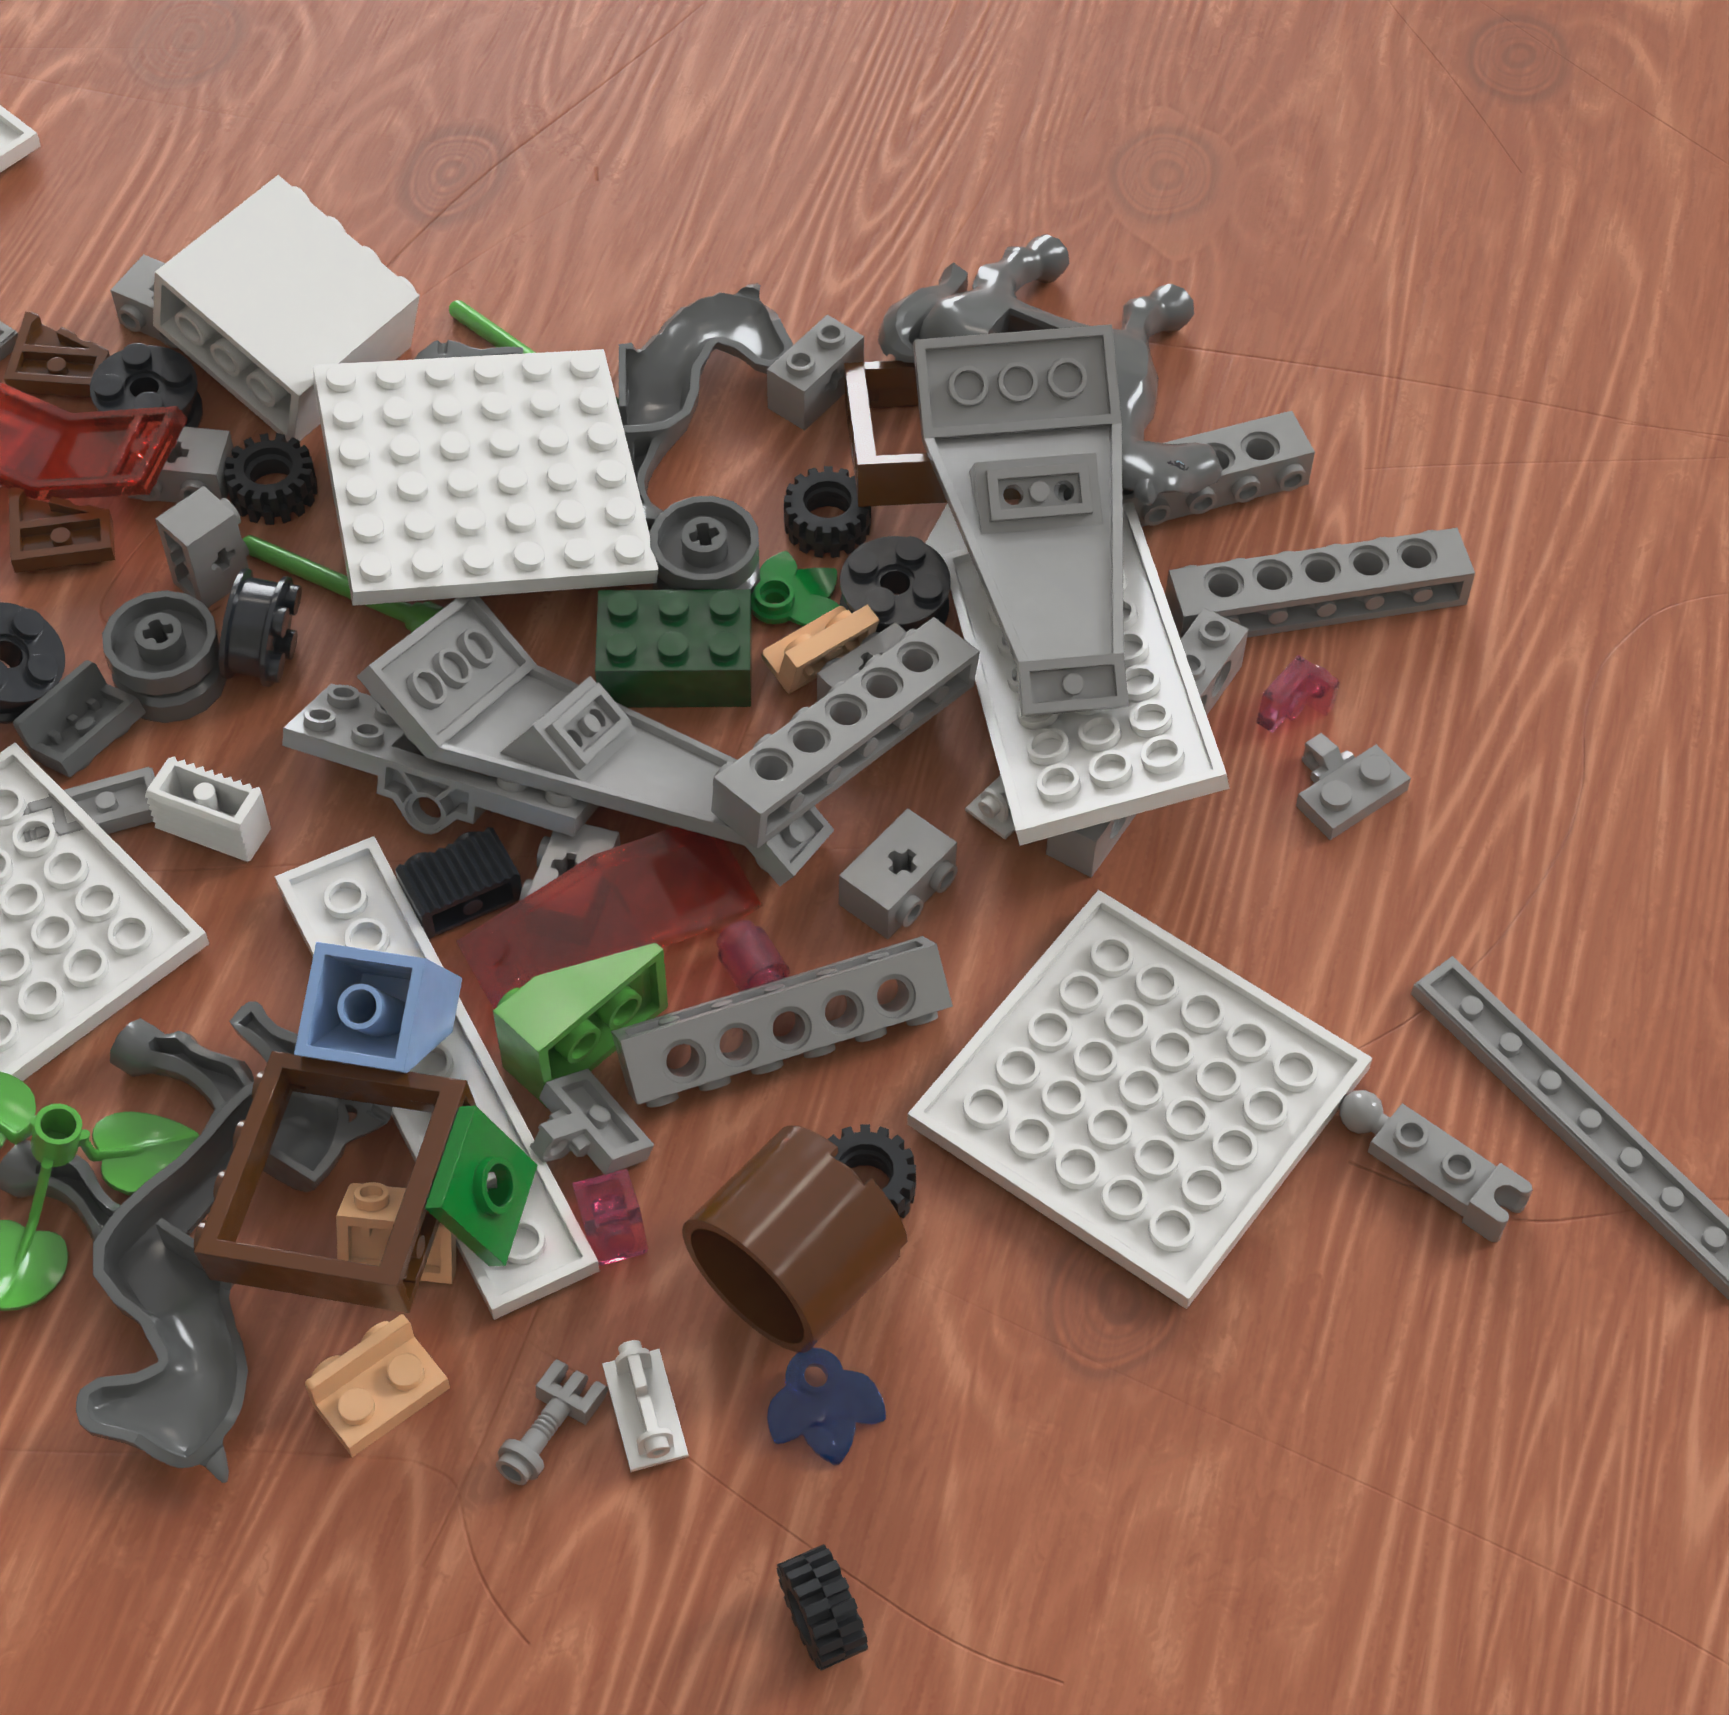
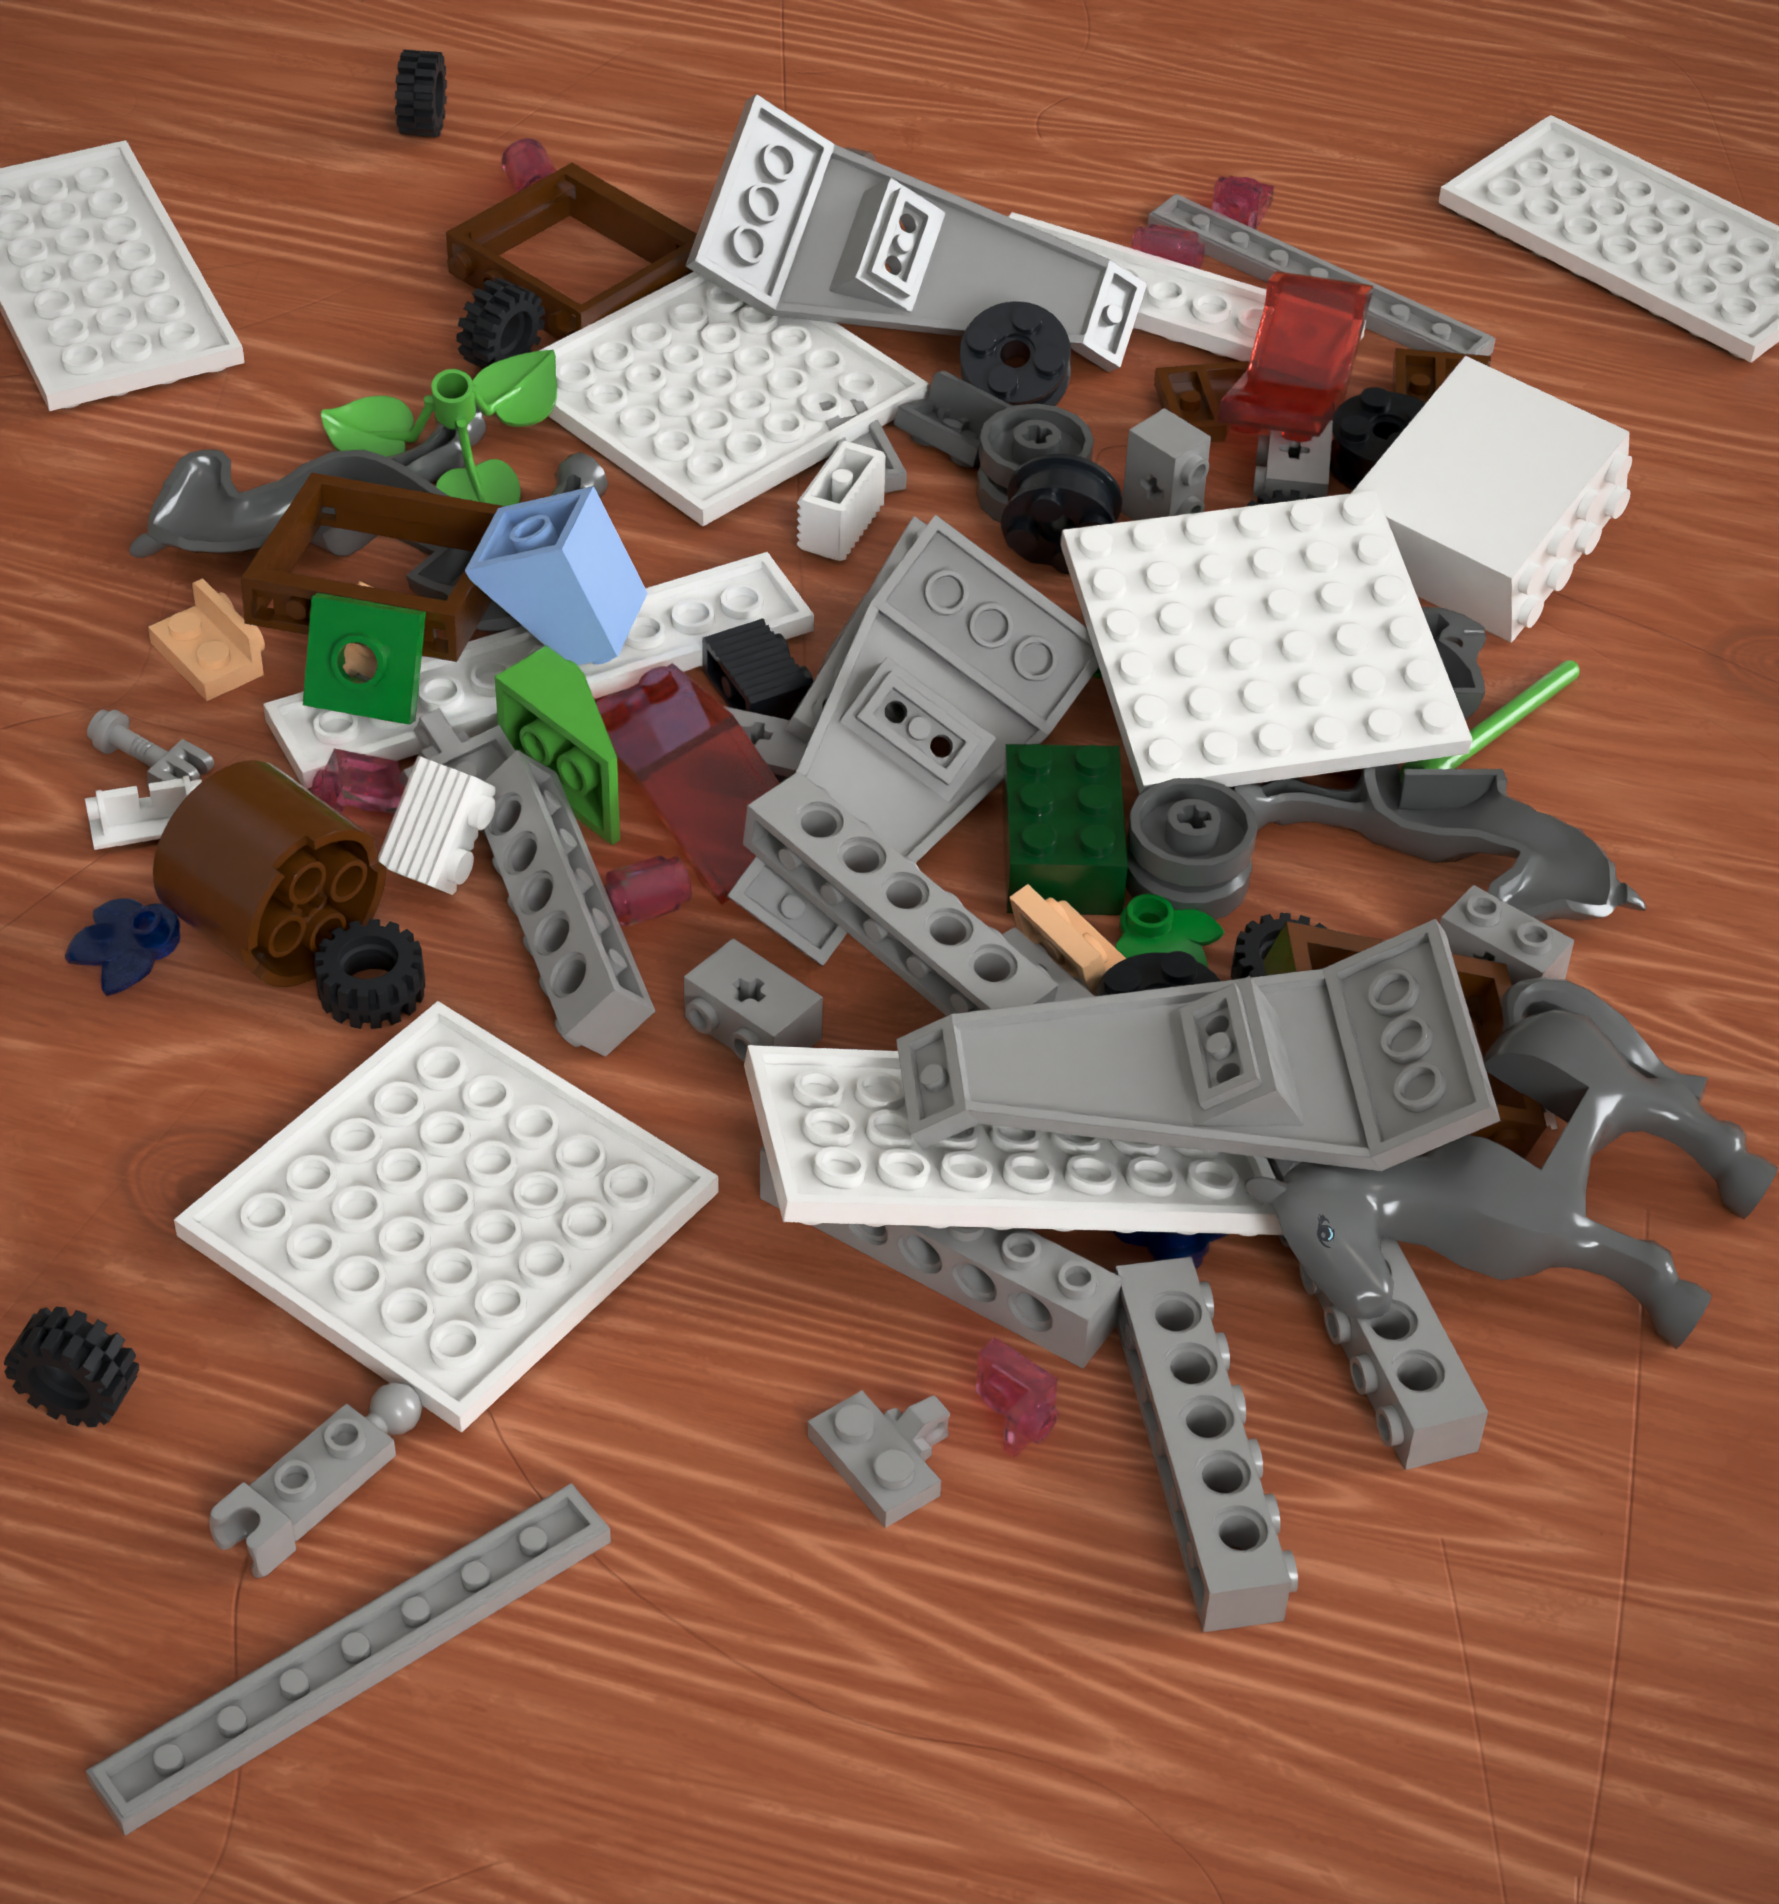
camera: 90 degrees right, 10 degrees down
(694, 1122) = (437, 825): none -> white brick
(1377, 1346) = (71, 1366): none -> black tyre

